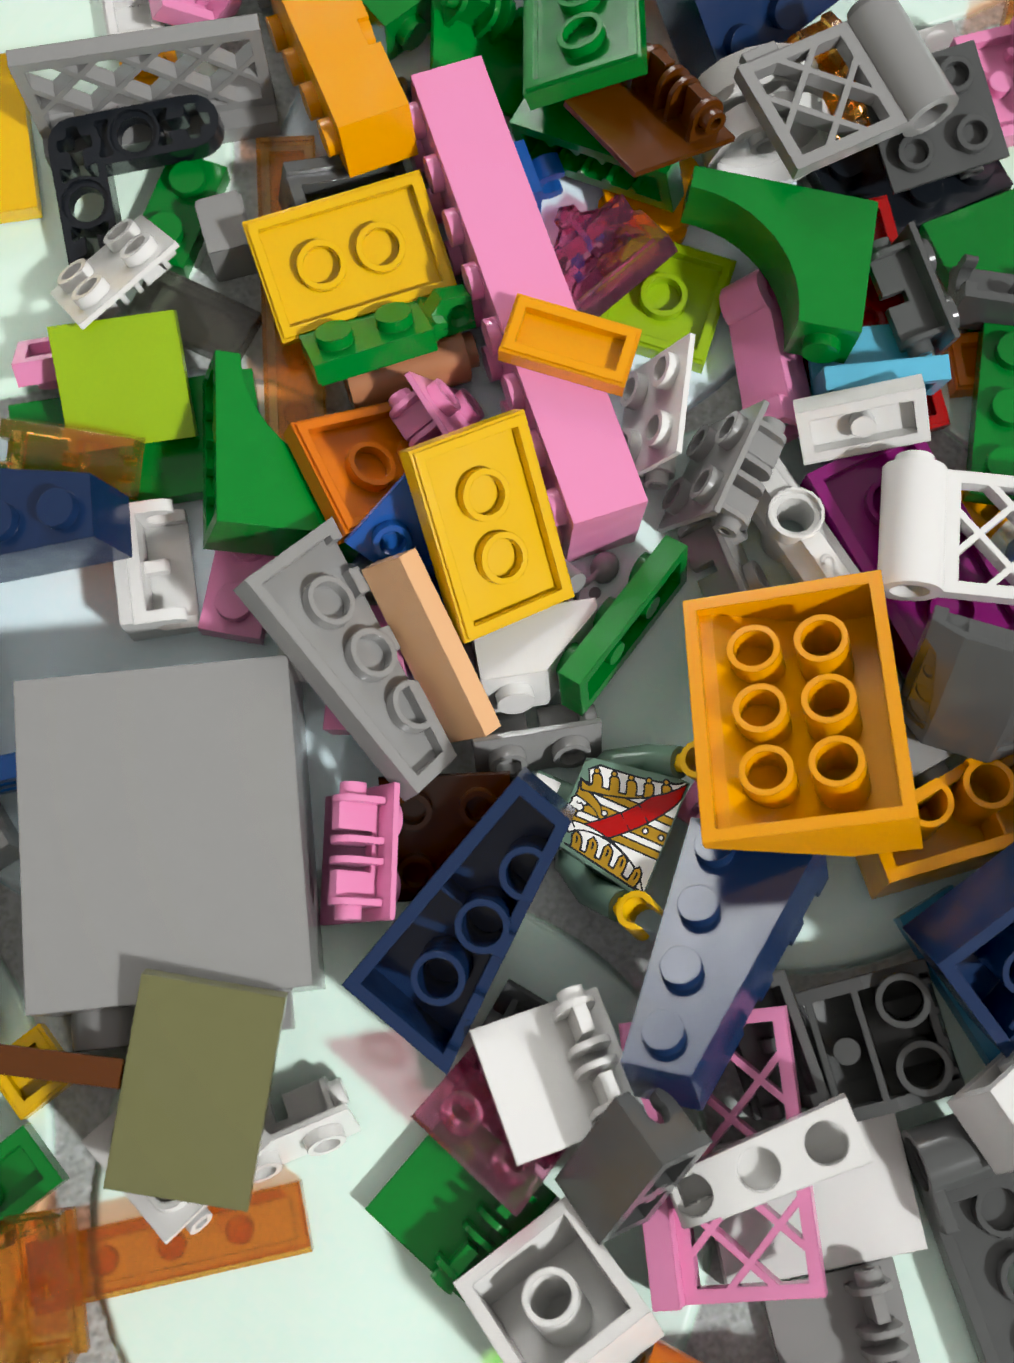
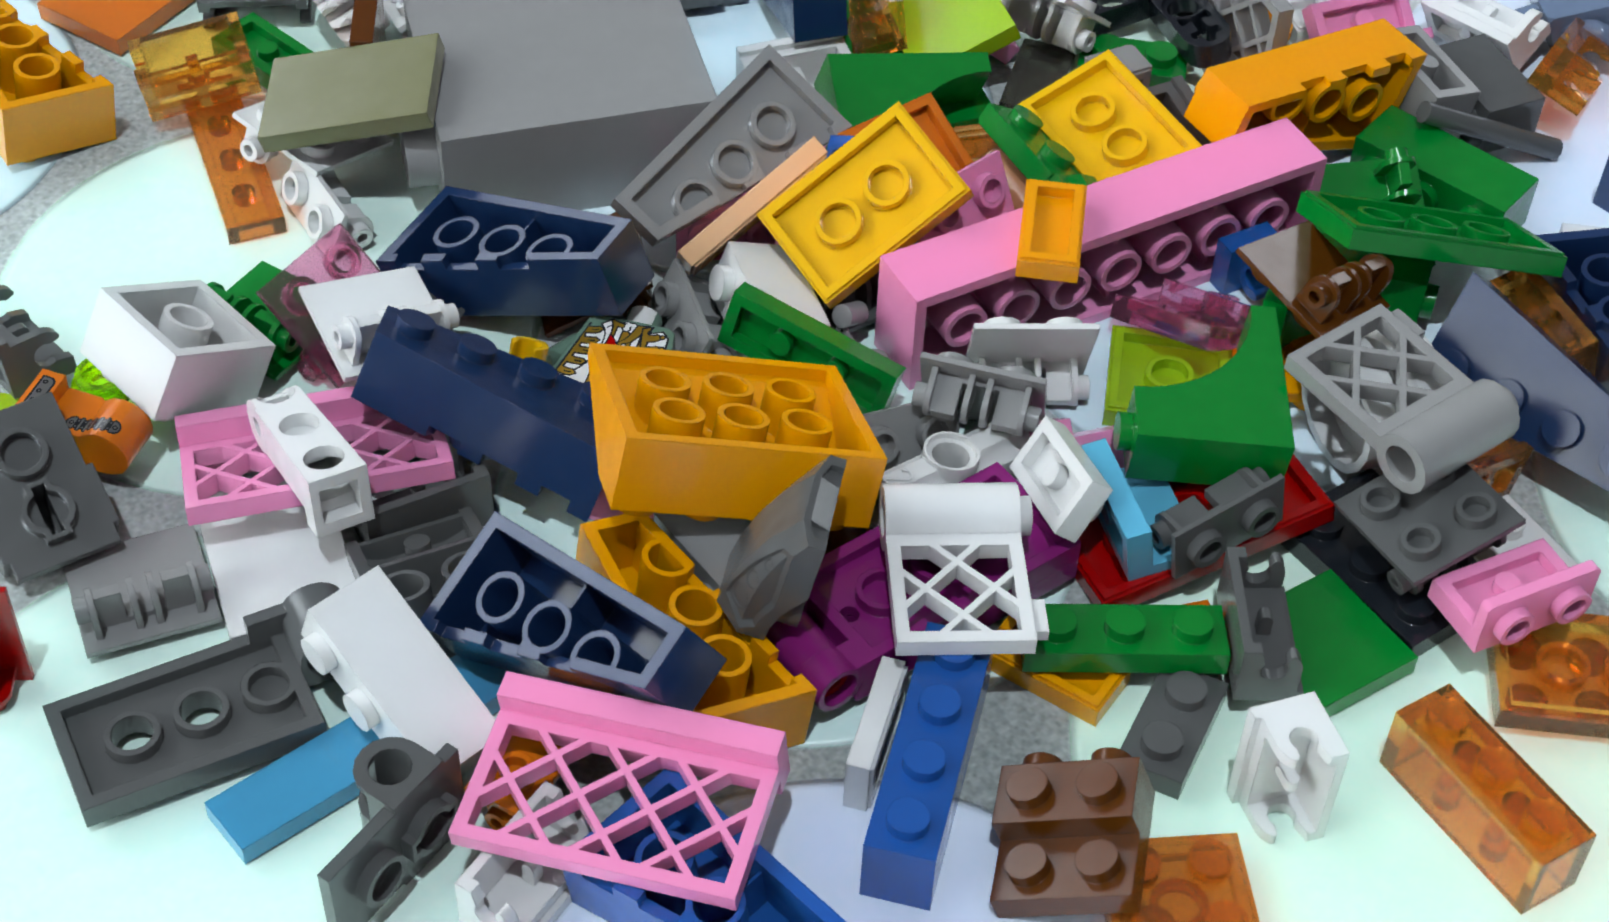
camera: 85 degrees right, 30 degrees down
(361, 854) = (591, 195): bright pink hinge -> none
(630, 1164) = (296, 345): dark grey hinge -> none

